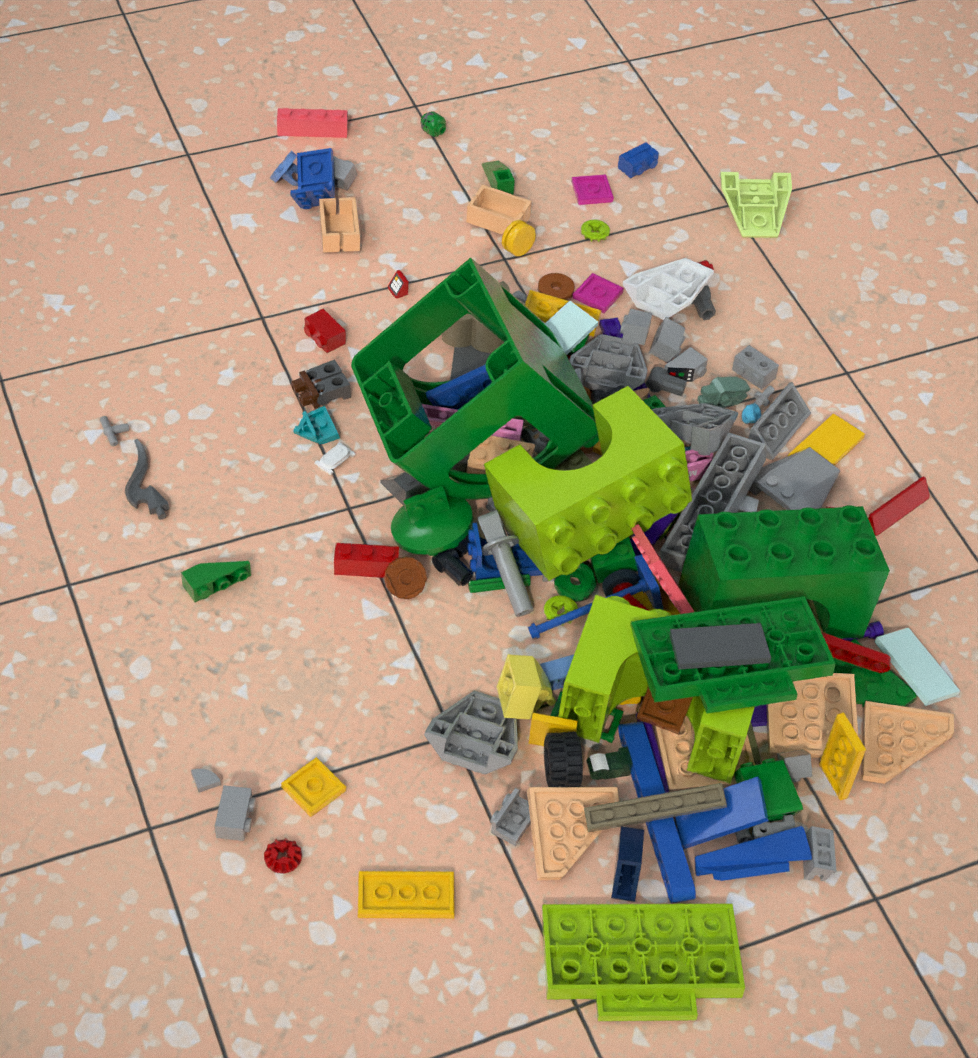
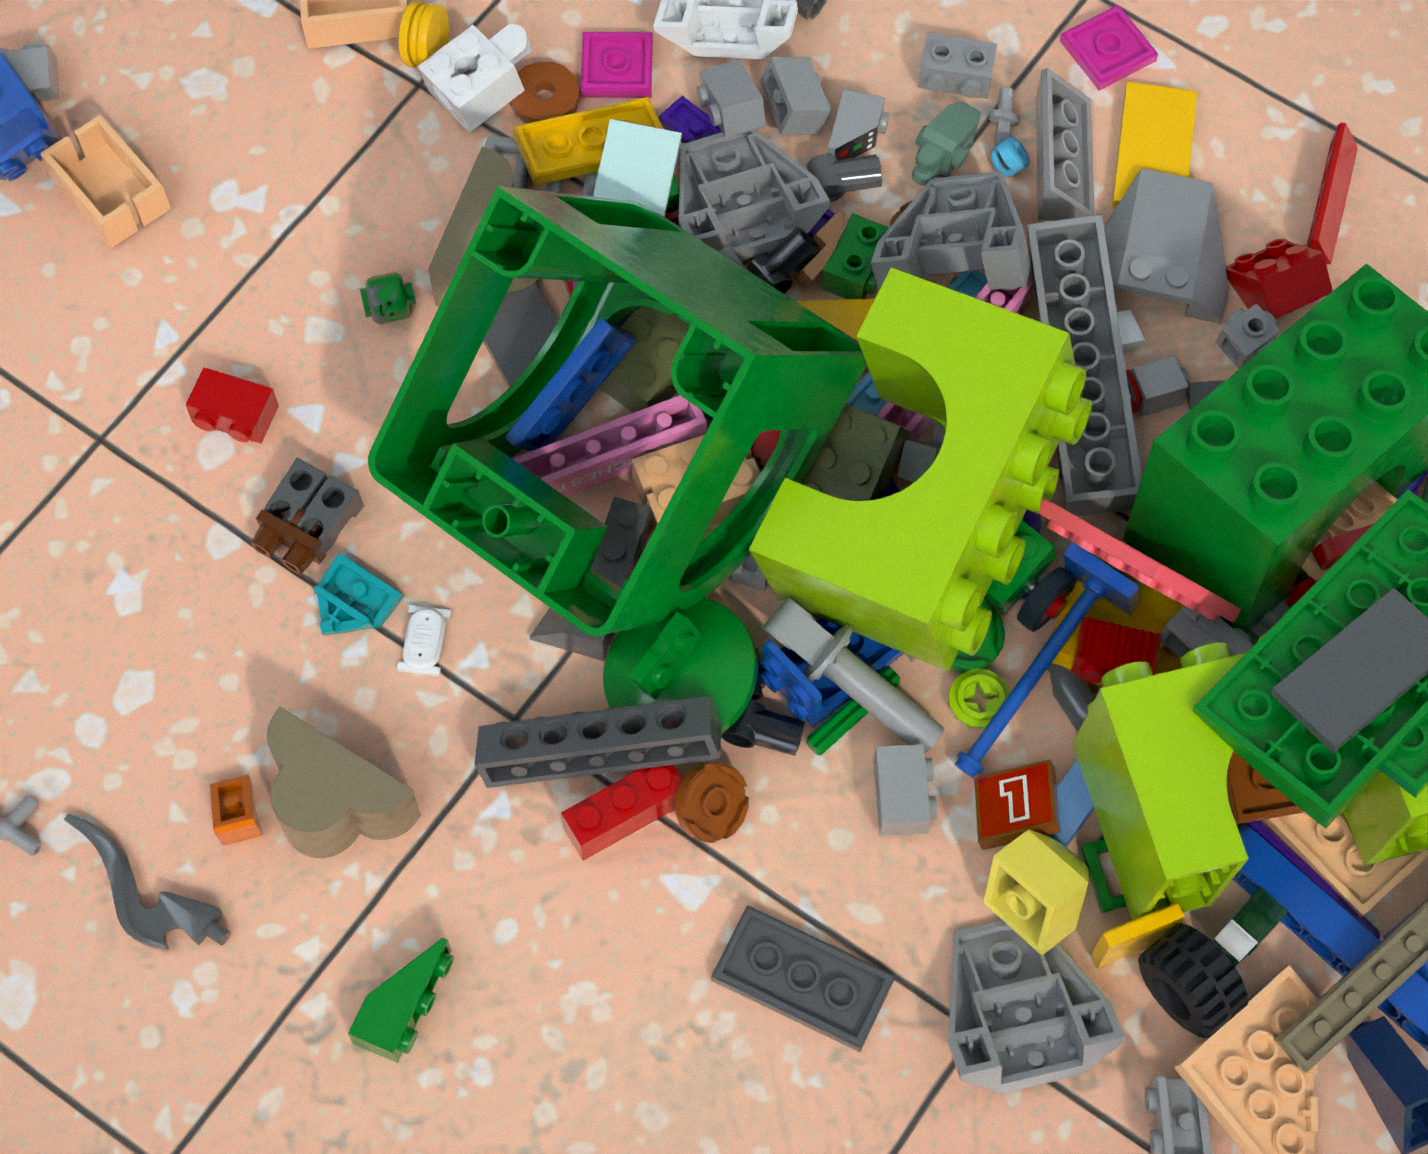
camera: 30 degrees left, 15 degrees up
(201, 473) = (234, 810): none -> orange slope
(245, 484) = (330, 793): none -> dark tan brick
(373, 525) = (599, 742): none -> dark grey brick
(392, 670) = (803, 978): none -> dark grey tile
(398, 285) = (288, 241): slope -> none
(494, 621) = (903, 790): none -> light grey brick
(529, 262) = (491, 77): none -> white brick
(545, 651) = (1015, 802): none -> red tile
(837, 397) = (1108, 47): none -> dark pink tile

